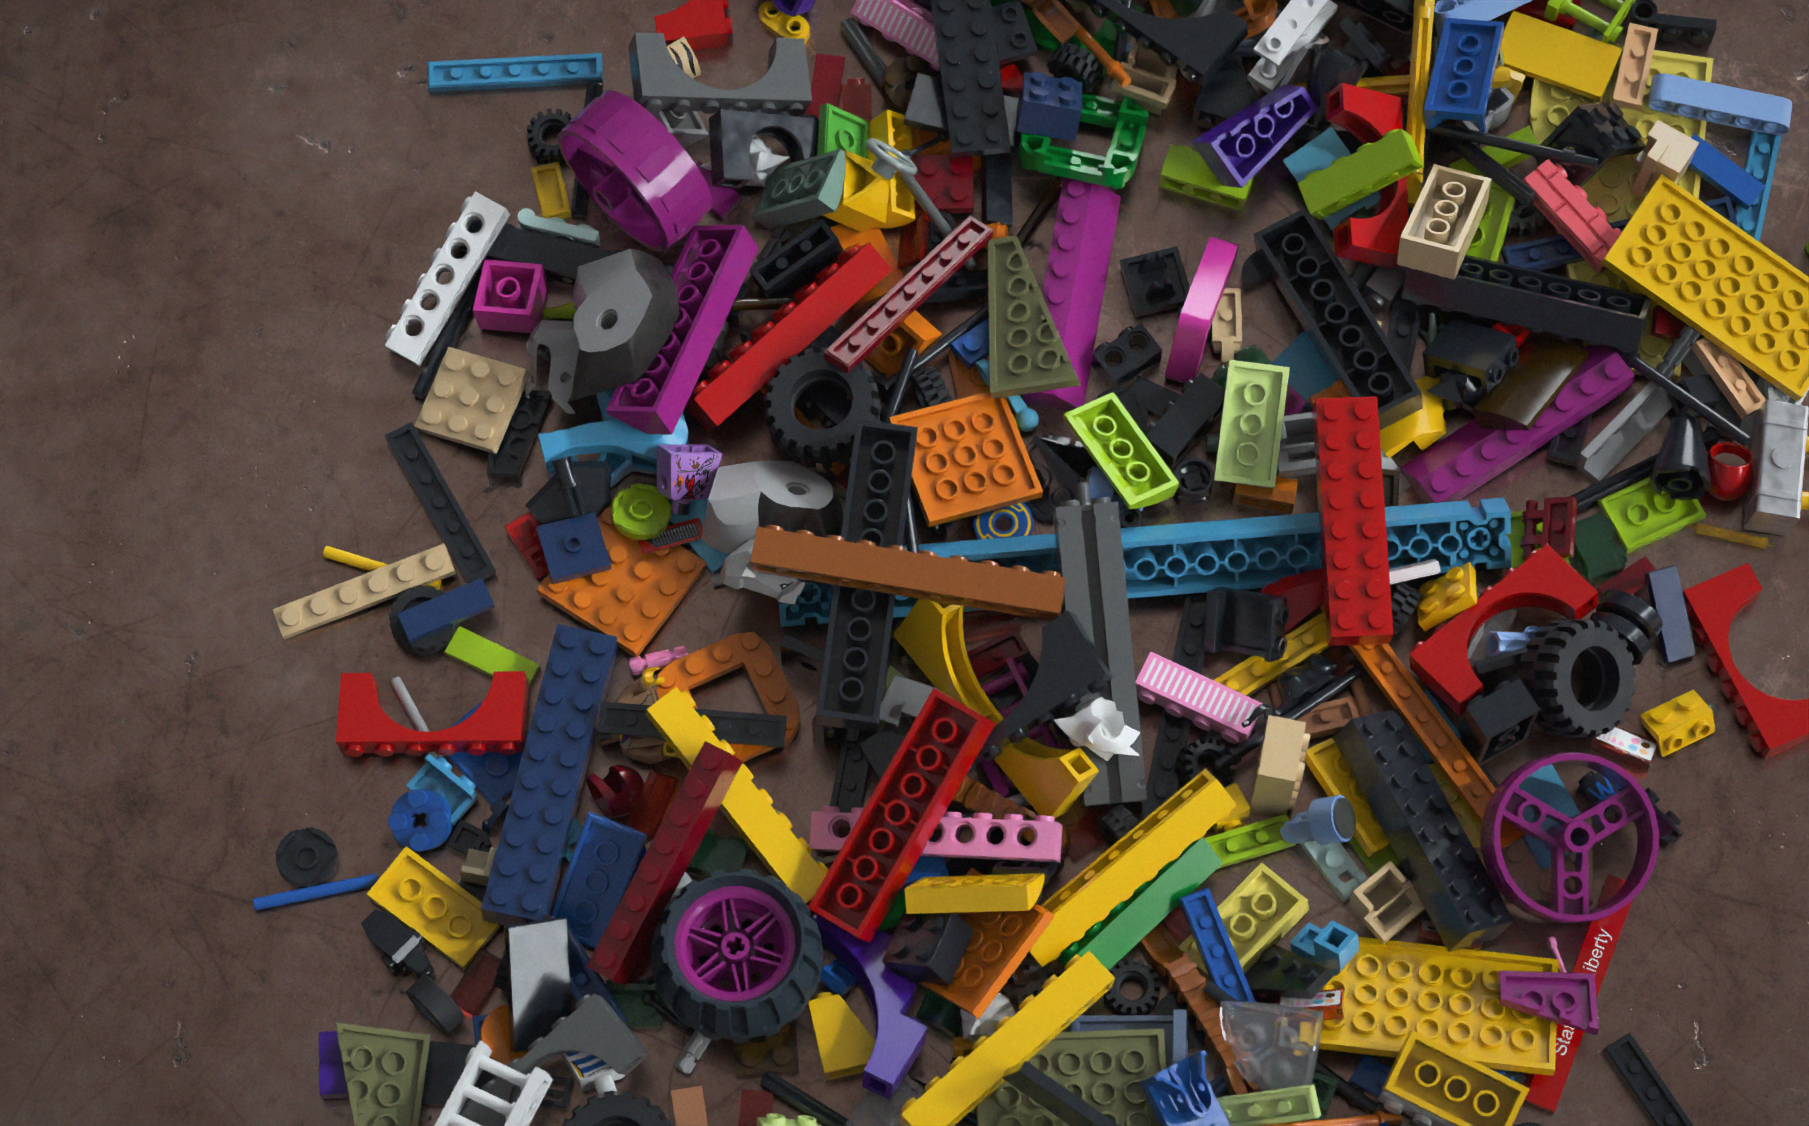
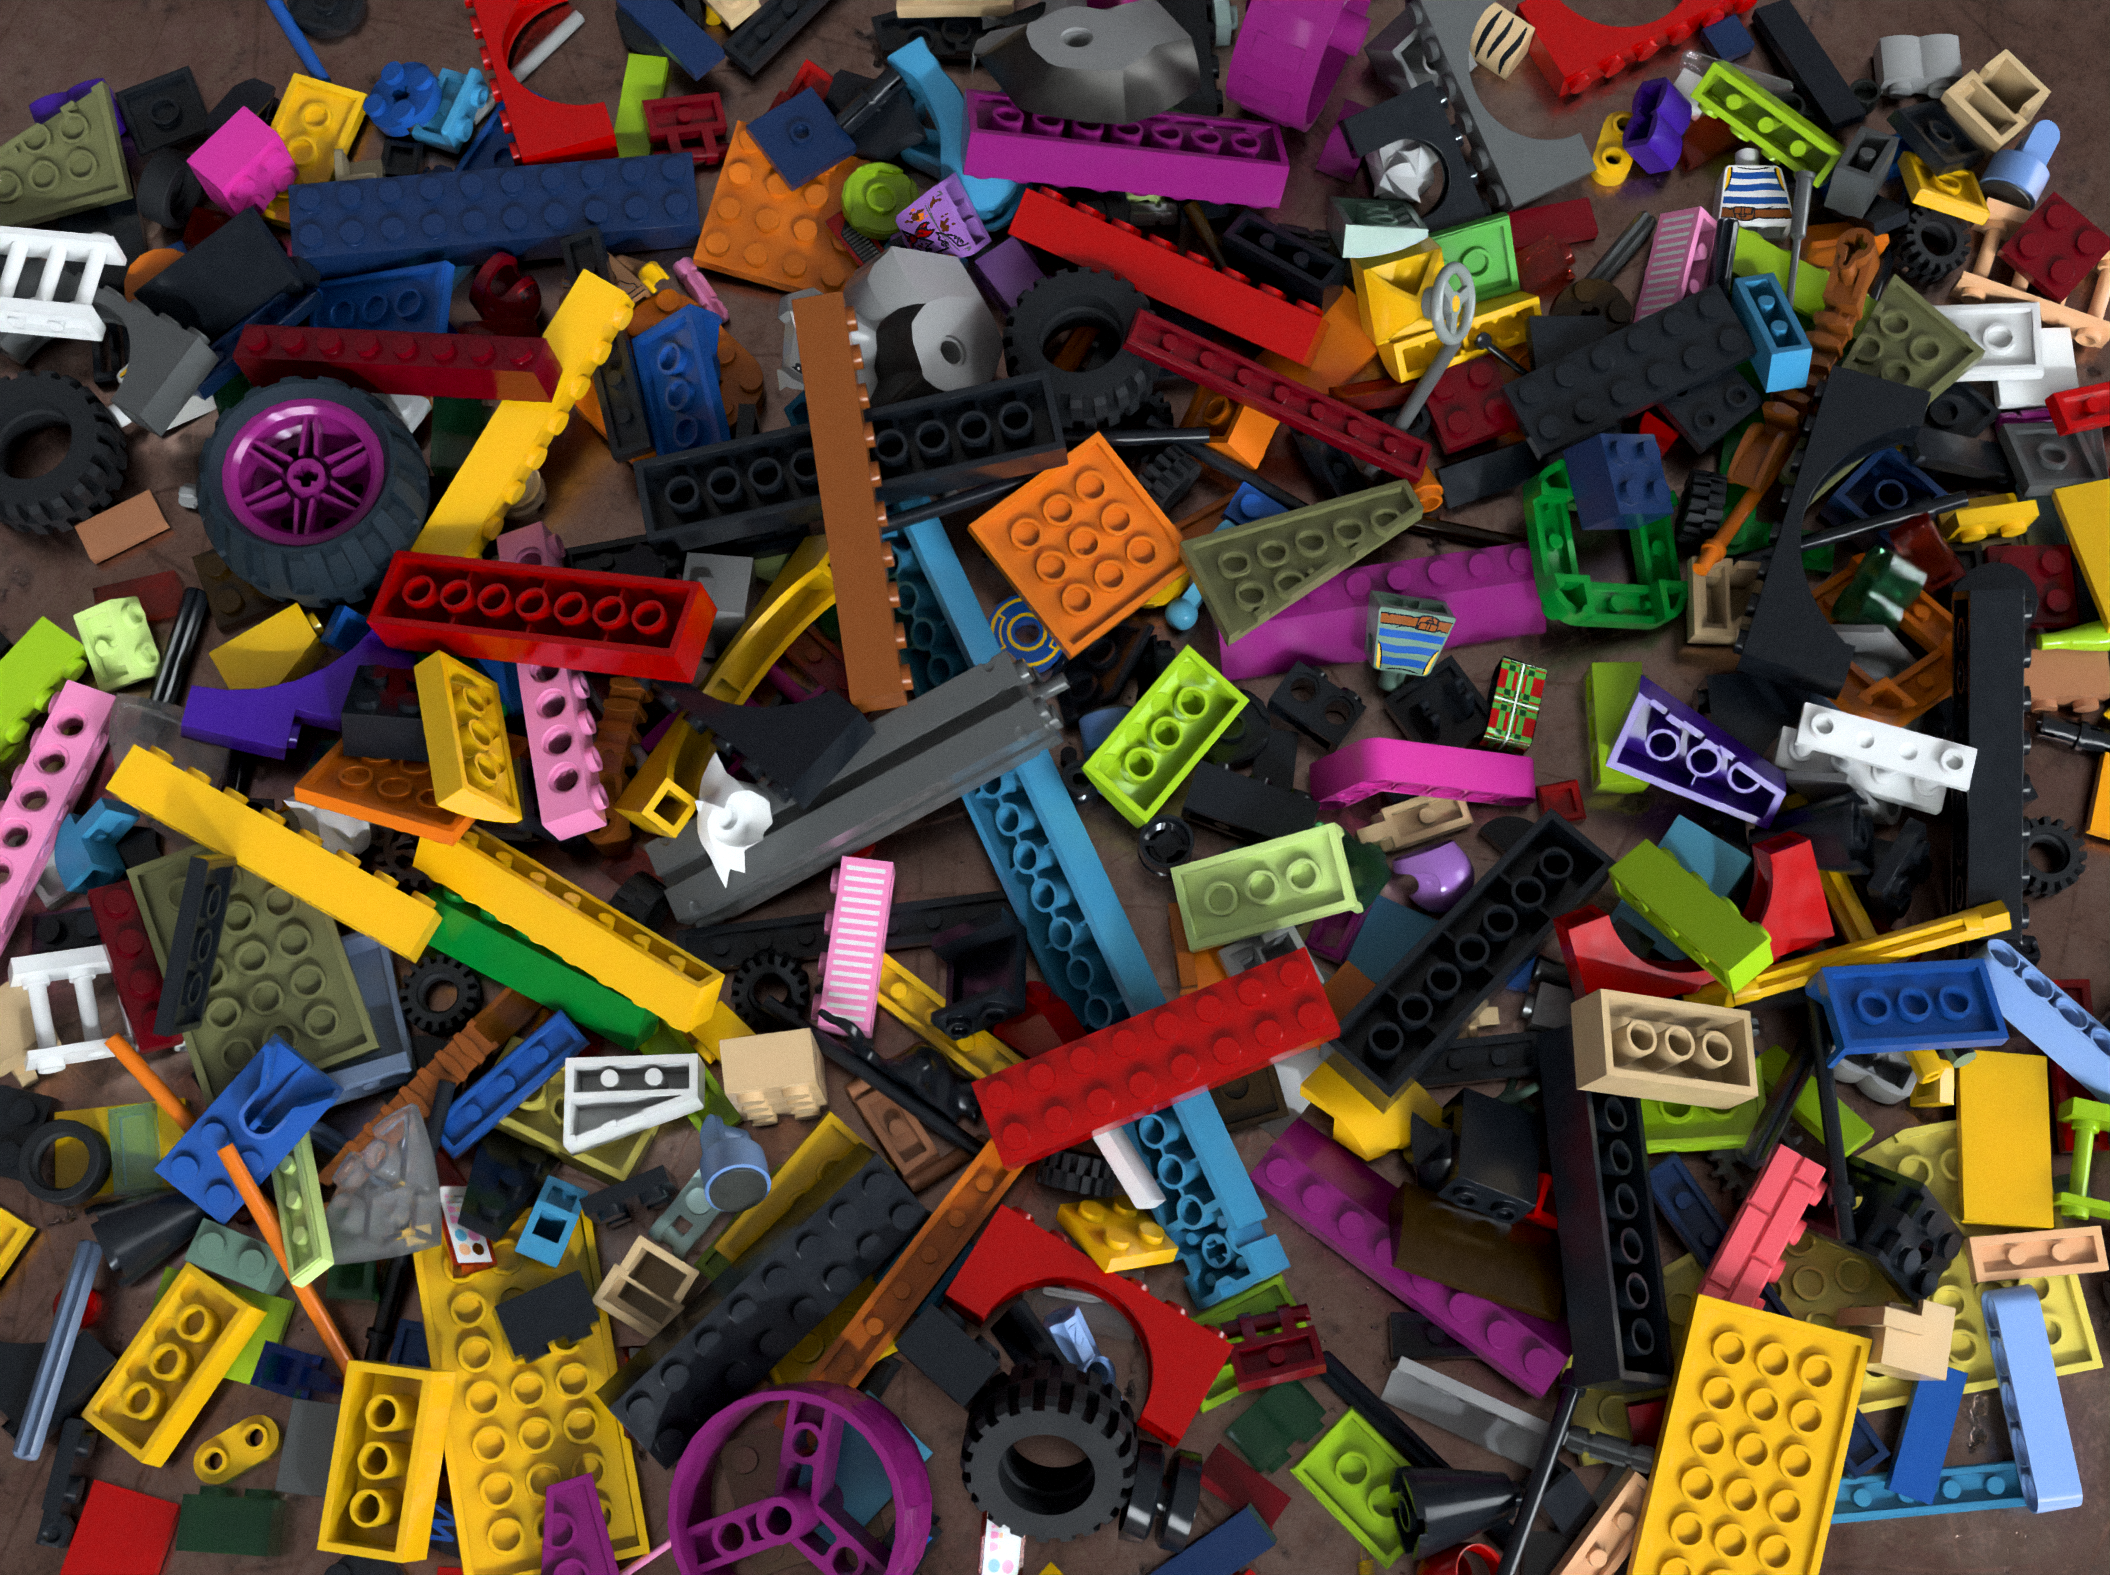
camera: 70 degrees right, 5 degrees up
(357, 998) = (164, 113): none -> black tile
(448, 935) = (243, 164): none -> dark pink brick
(518, 624) = (687, 118): none -> dark red plate
(743, 441) = (1007, 272): none -> medium lavender brick
(756, 682) = (682, 380): none -> blue plate
(1100, 280) = (1405, 636): none -> sand green torso
(1164, 230) = (1515, 704): none -> piece
(1243, 231) = (1563, 798): none -> red tile
(1251, 877) = (627, 1095): none -> white wedge
(1273, 318) = (1442, 875): none -> medium lavender helmet
(1319, 881) = (615, 1203): none -> black plate
(1387, 970) = (546, 1317): none -> black brick

